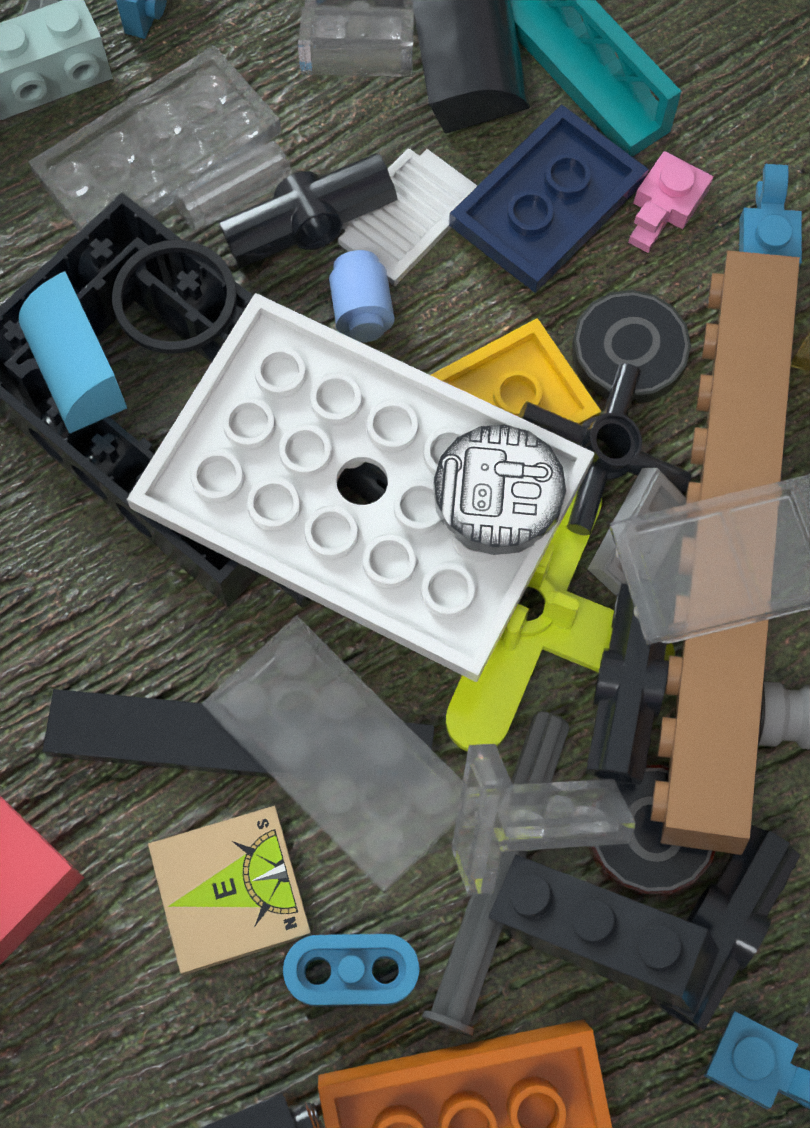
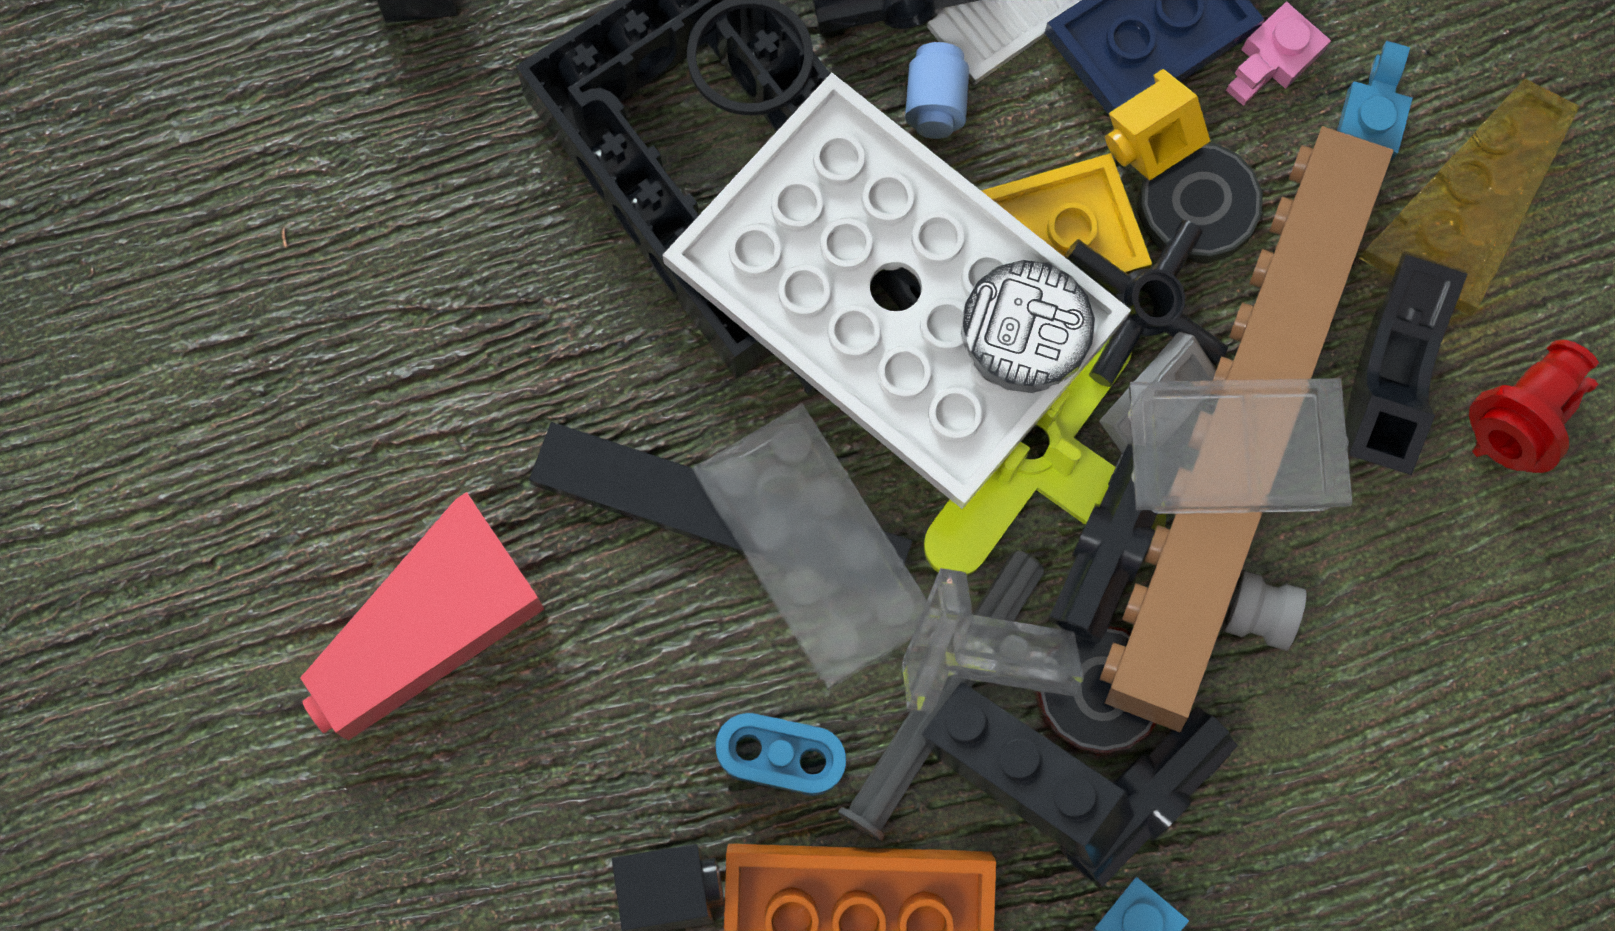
camera: 10 degrees right, 5 degrees up
(69, 354) = (635, 95): medium azure brick -> none
(229, 890) = (680, 652): tan tile -> none
(575, 284) = (1157, 127): none -> yellow brick

